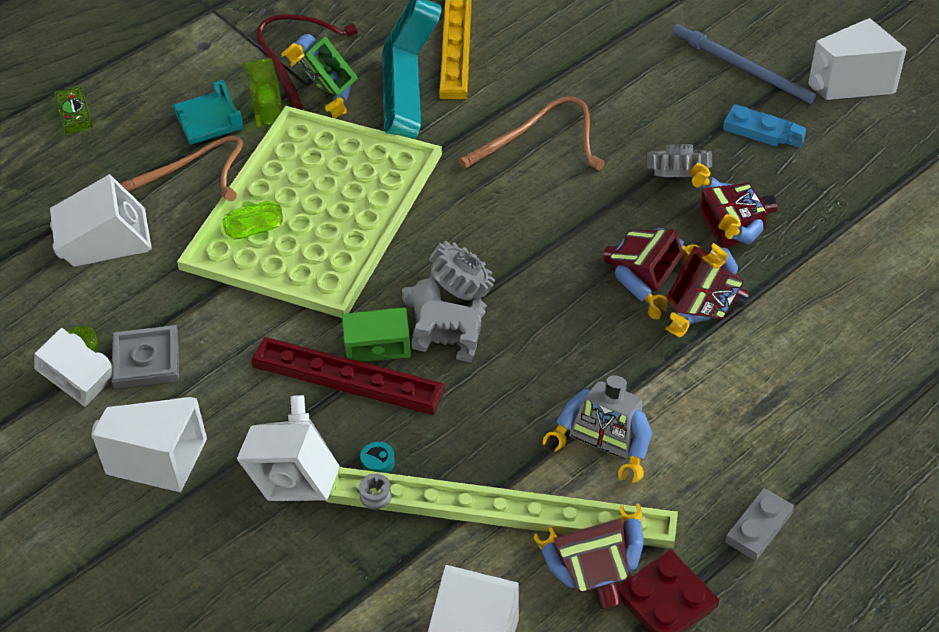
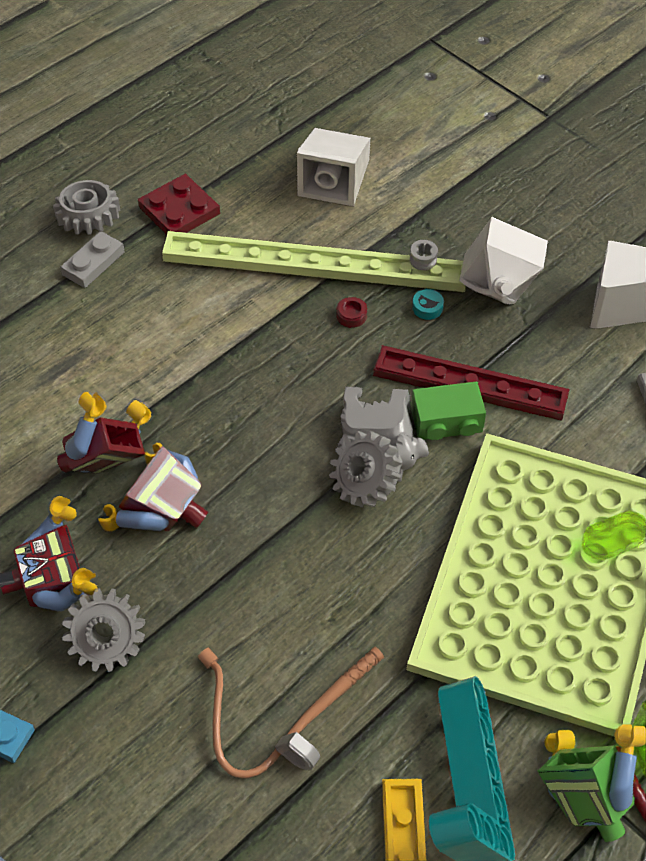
camera: 175 degrees right, 5 degrees up
(461, 453) = (351, 312): none -> dark red tile
(526, 102) = (298, 751): none -> light grey tile
(596, 555) = (235, 209): torso -> none
(608, 421) = (221, 317): torso -> none
(776, 596) = (86, 206): none -> light grey gear

